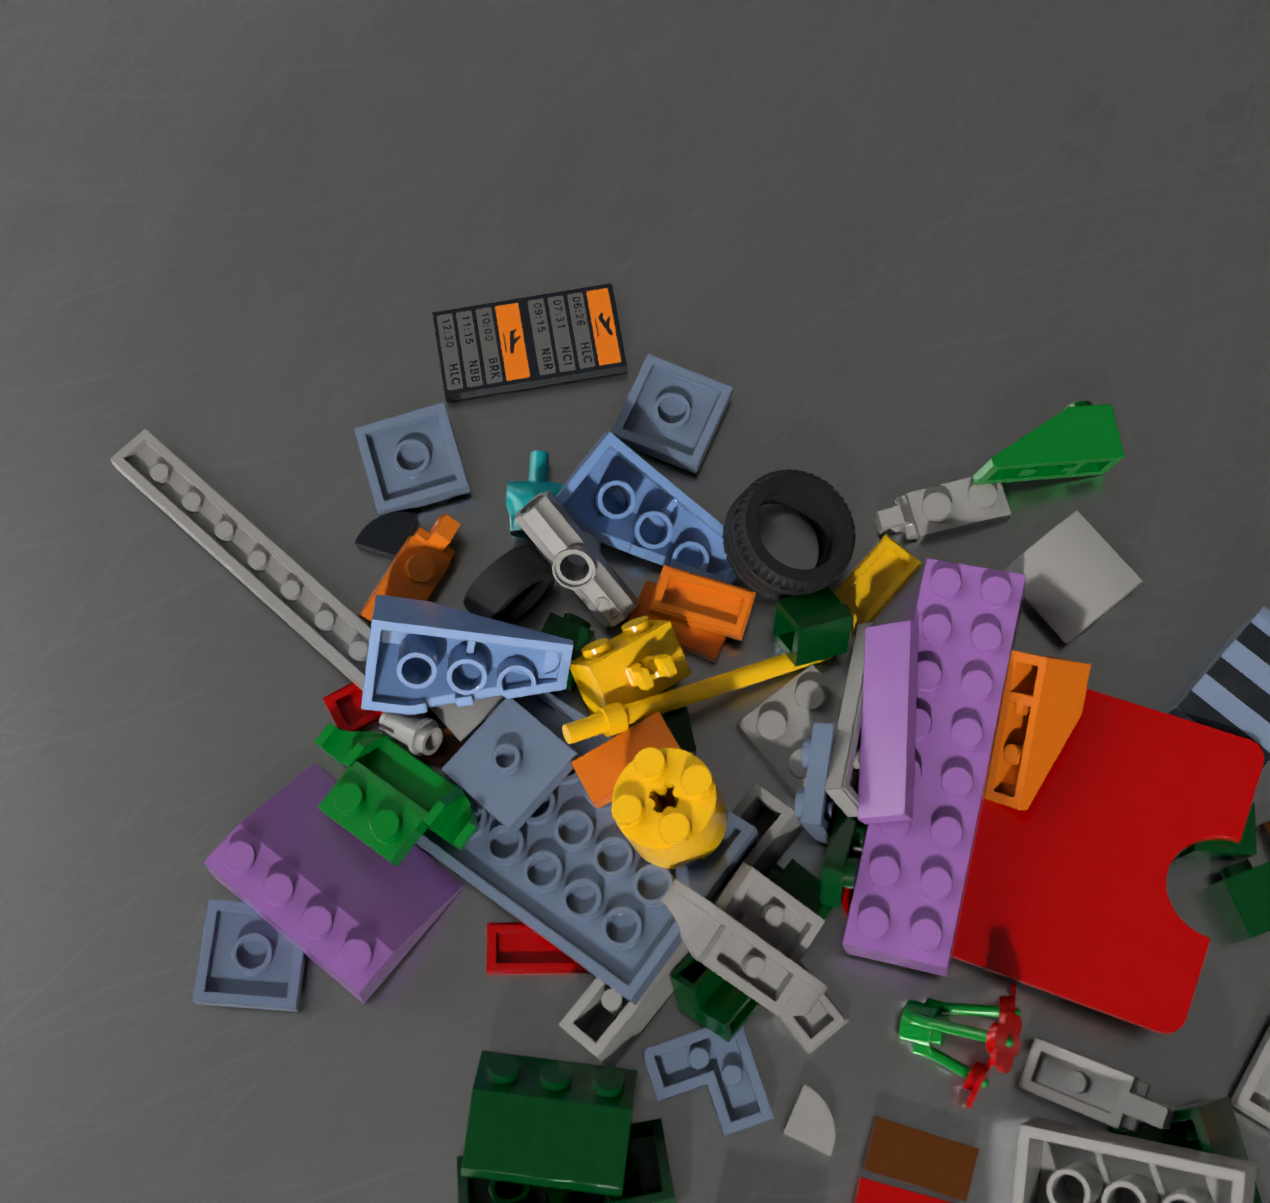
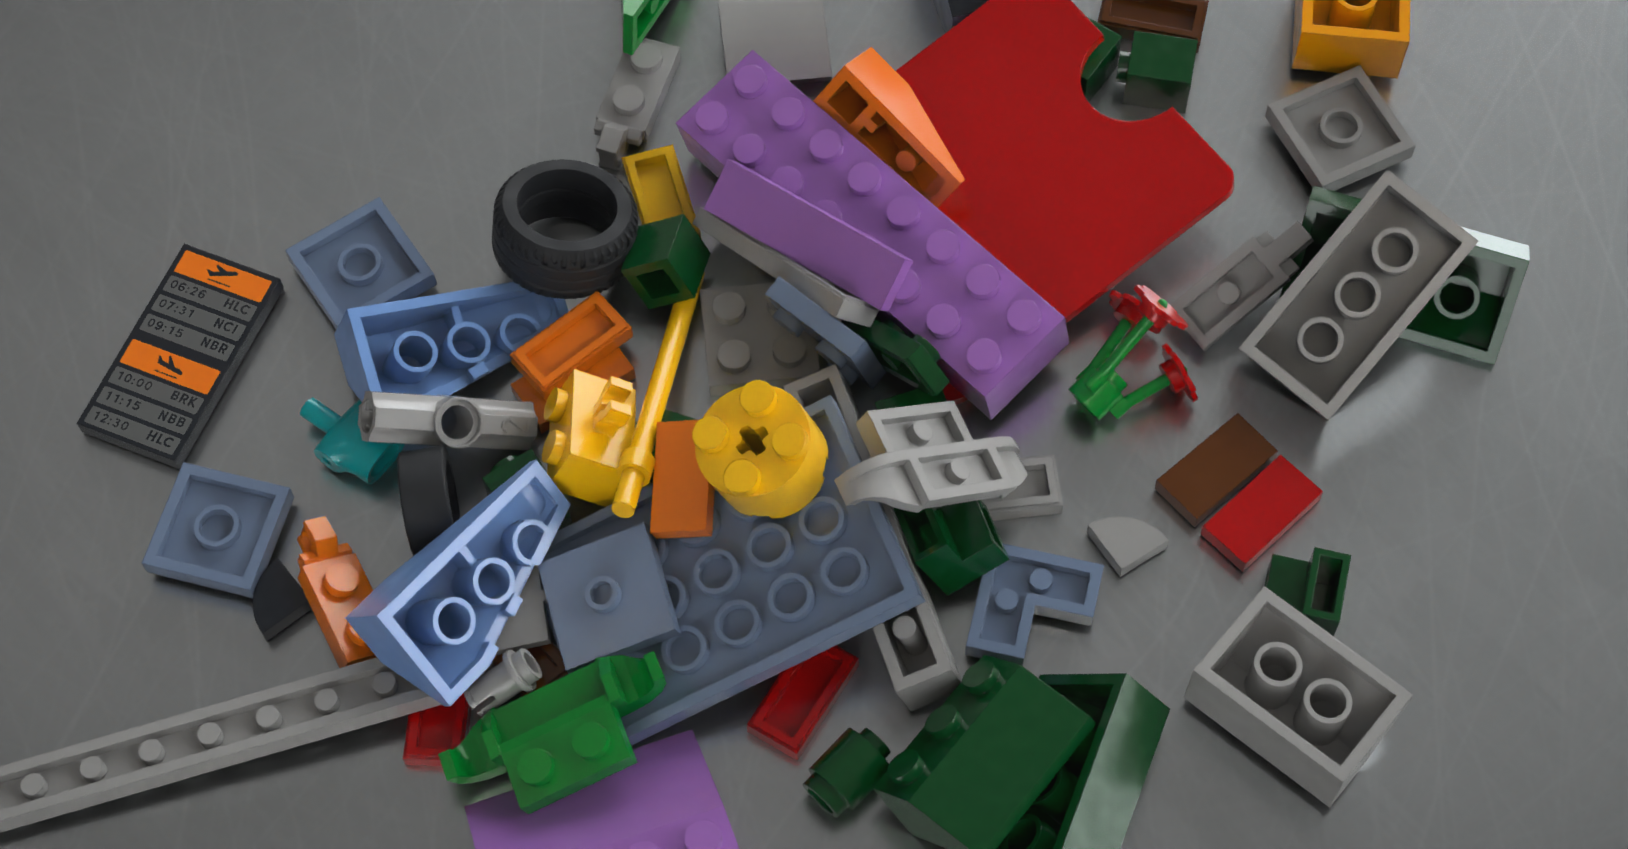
camera: 60 degrees left, 10 degrees down
(492, 1020) = (847, 771): none -> dark green brick

